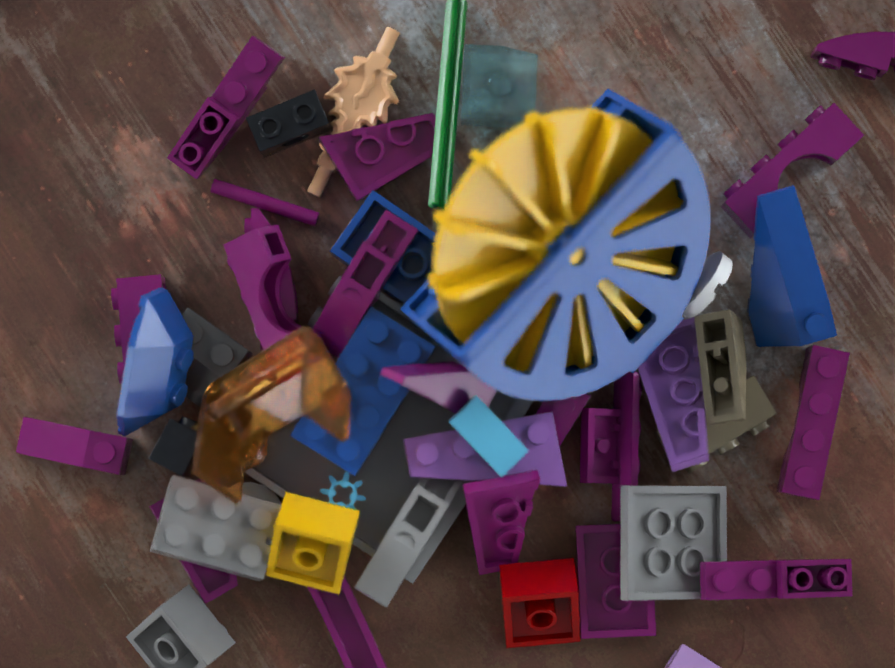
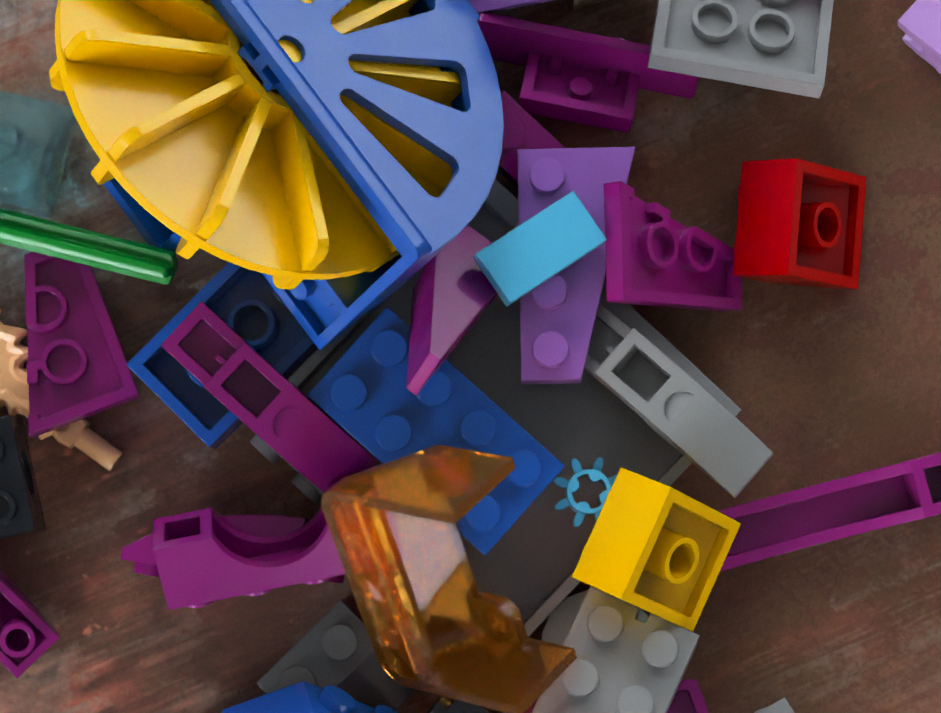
camera: 85 degrees left, 0 degrees up
(264, 202) = (114, 539): magenta bar -> none
(599, 588) = (773, 124): magenta plate -> none

